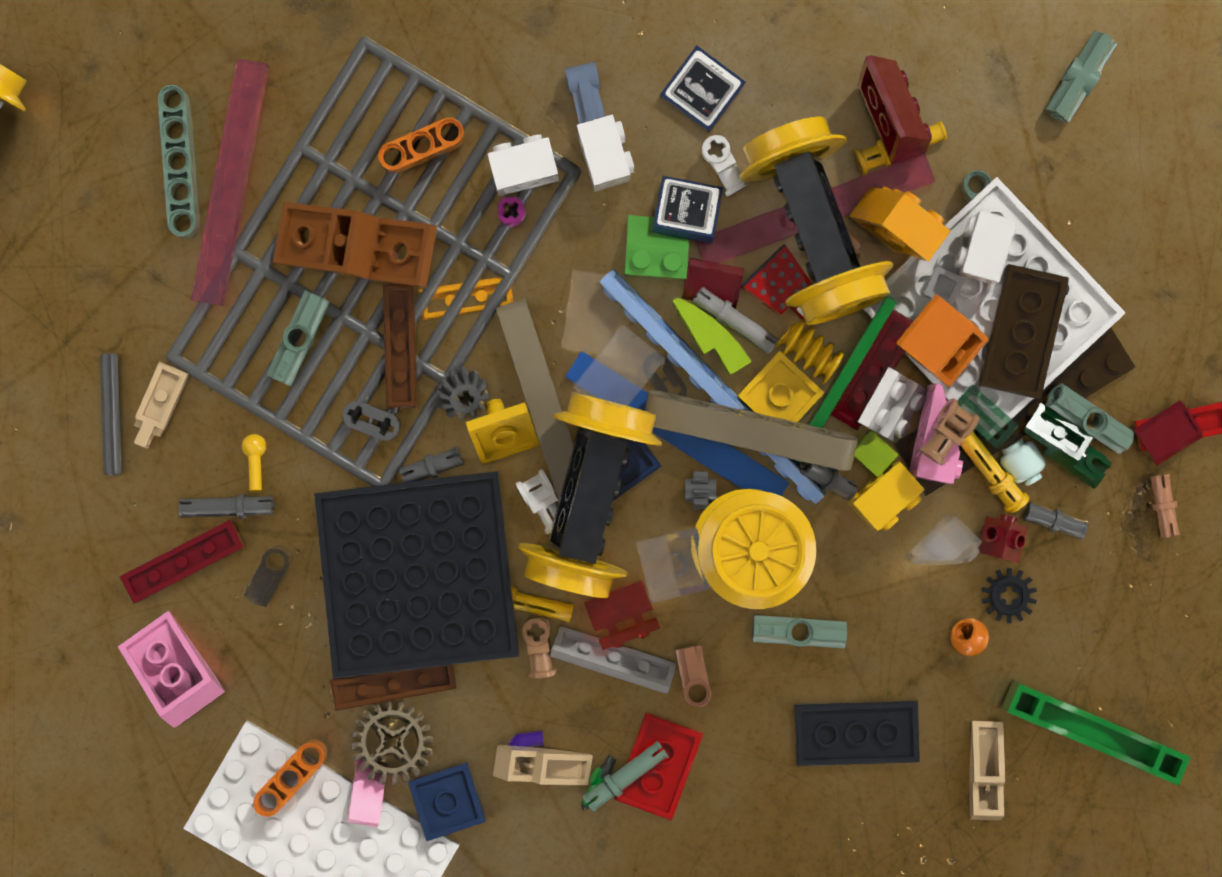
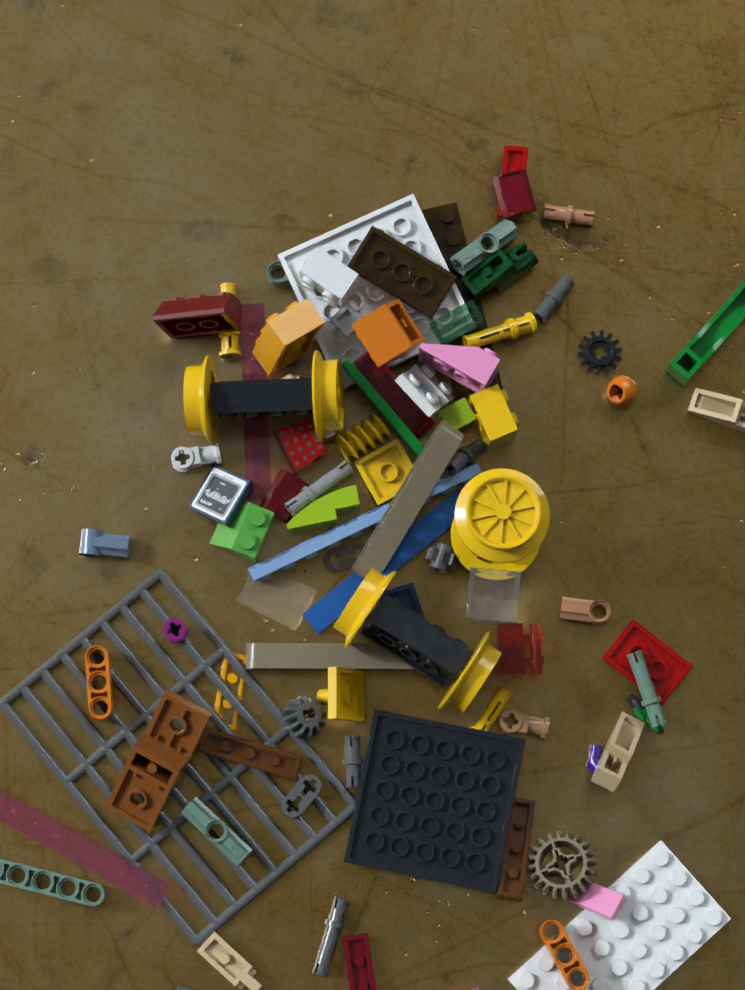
camera: 75 degrees left, 10 degrees down
(254, 447) = (290, 900): yellow bar -> none
(267, 577) = (398, 922): clear smoke piece -> none
(446, 802) = (623, 837): dark blue plate -> none
(523, 165) = (144, 607): white brick -> none
(541, 498) = (407, 683): white connector -> none
(603, 152) = (155, 543): white brick -> none
(619, 663) = (555, 666): light grey plate -> none
(620, 369) = (326, 587): clear piece -> none
(702, 88) = (132, 454): tile -> none
(820, 632) = (570, 532): sand green piece -> none
(856, 732) = (669, 501): black tile -> none
(946, 543) = (543, 383): clear slope -> none
(949, 431) = (458, 347): medium nougat connector -> none
(1003, 538) = (554, 341): dark red brick -> none
(1023, 461) = (500, 307): light aqua head -> none
(1081, 76) = (223, 171): sand green piece -> none

